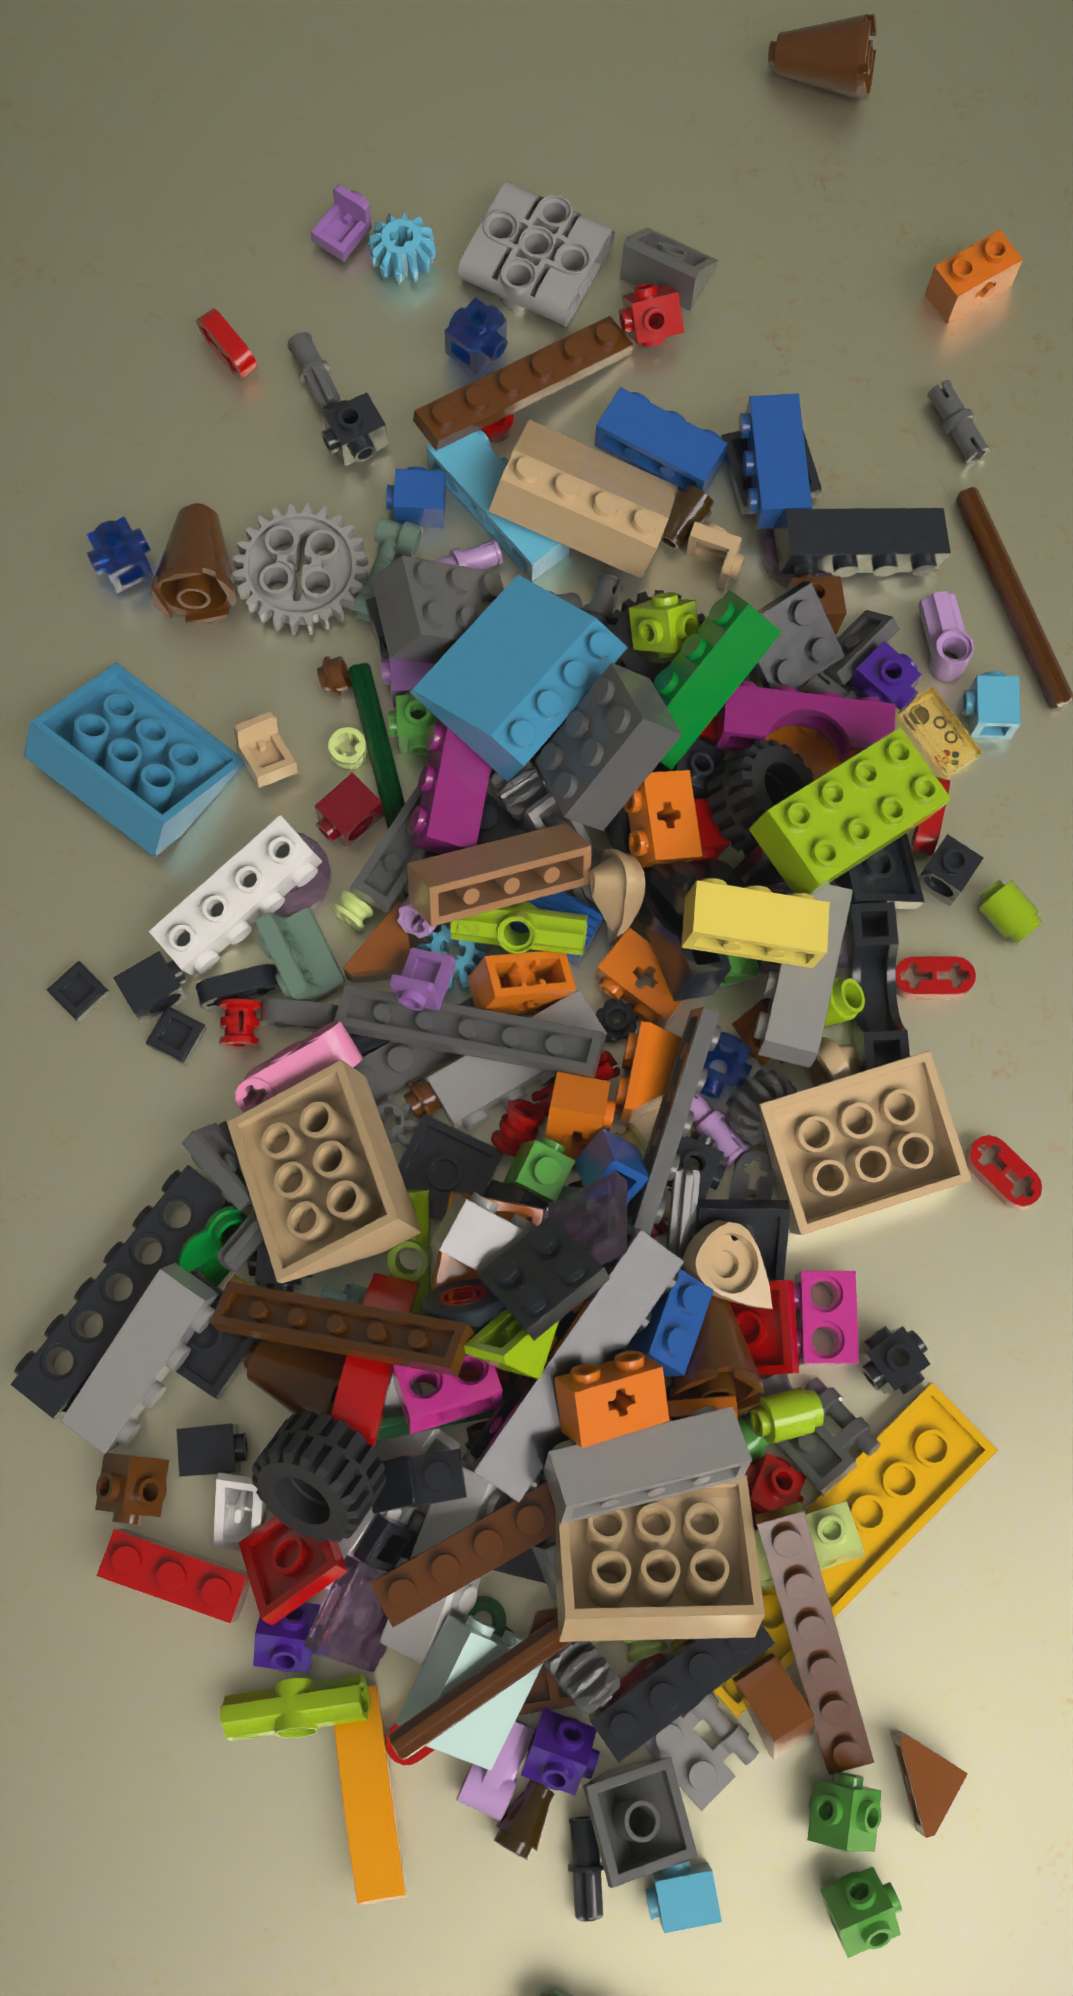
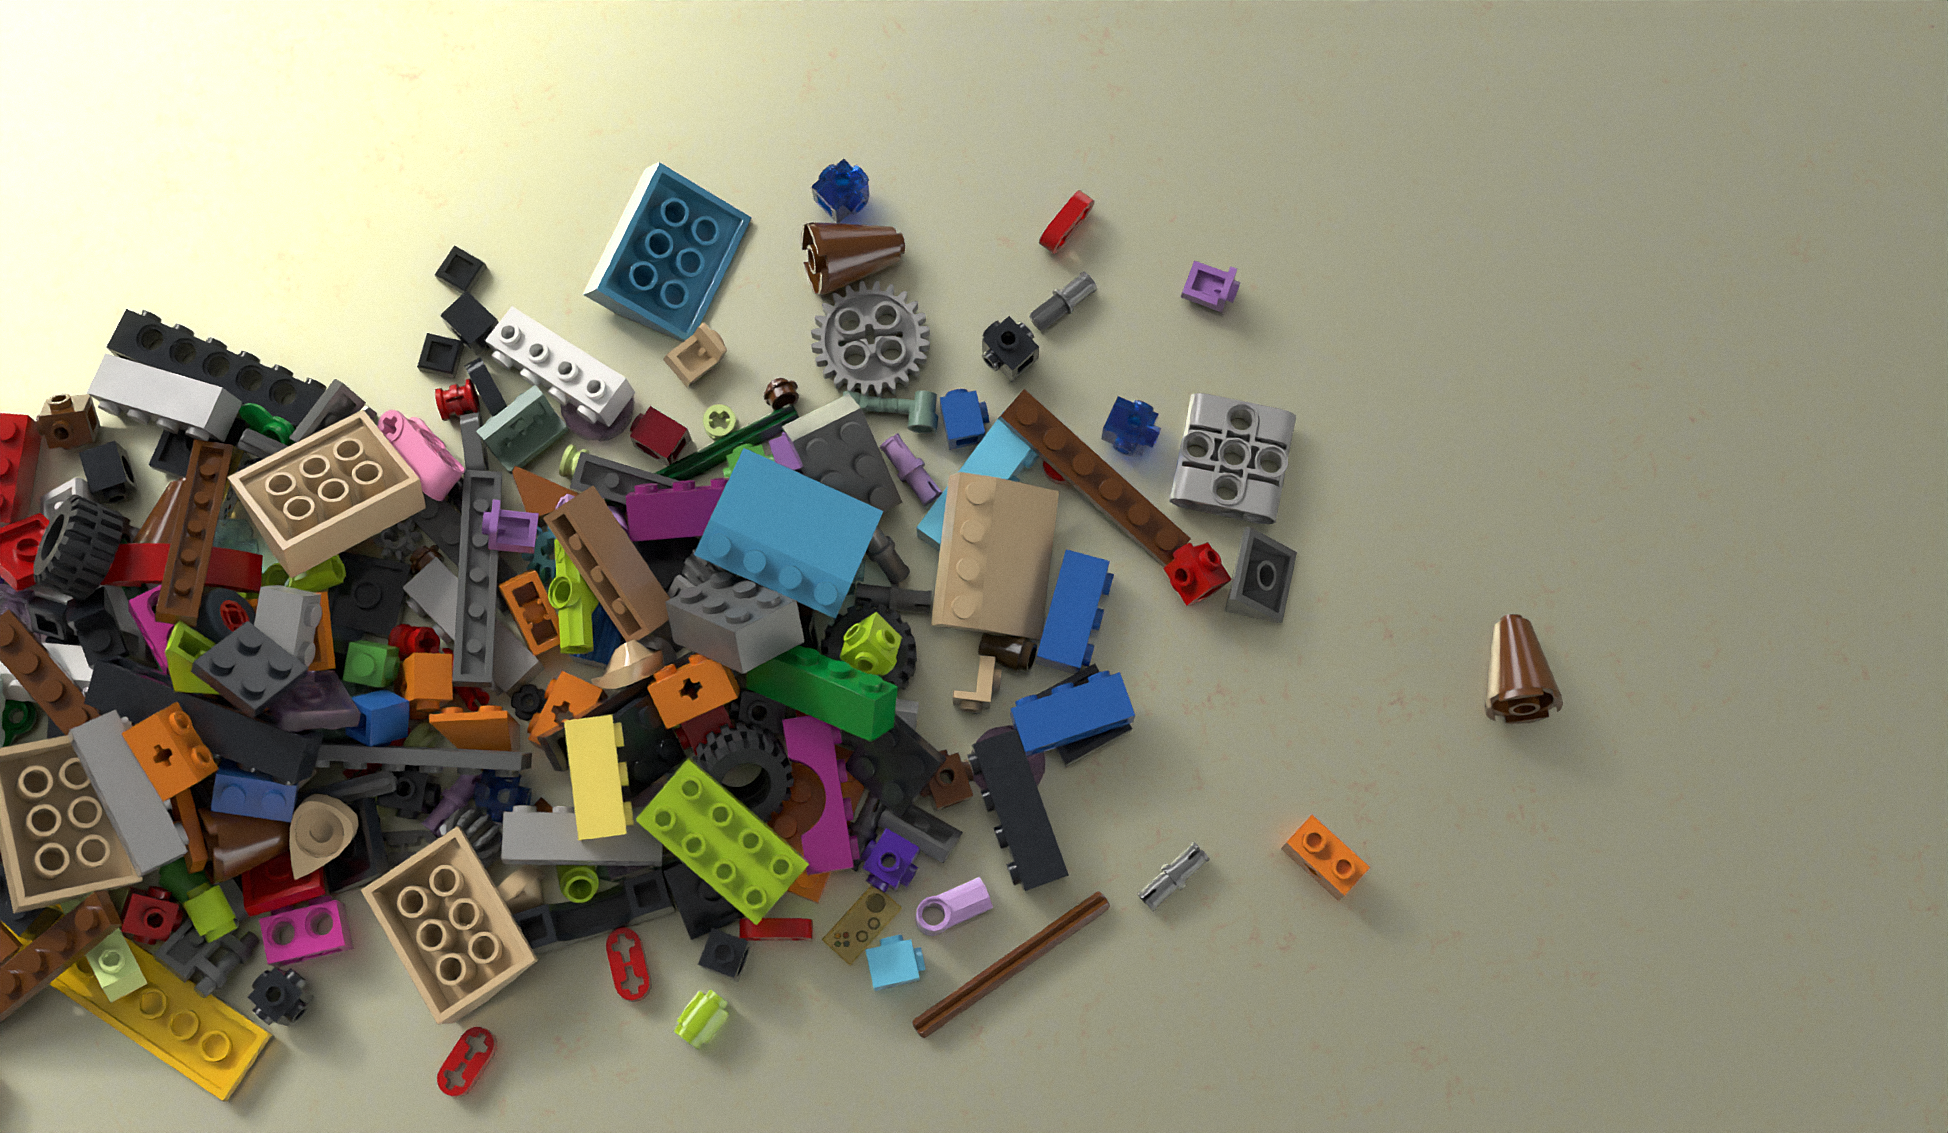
camera: 80 degrees right, 0 degrees up
(402, 247) = (1213, 334): medium azure gear -> none

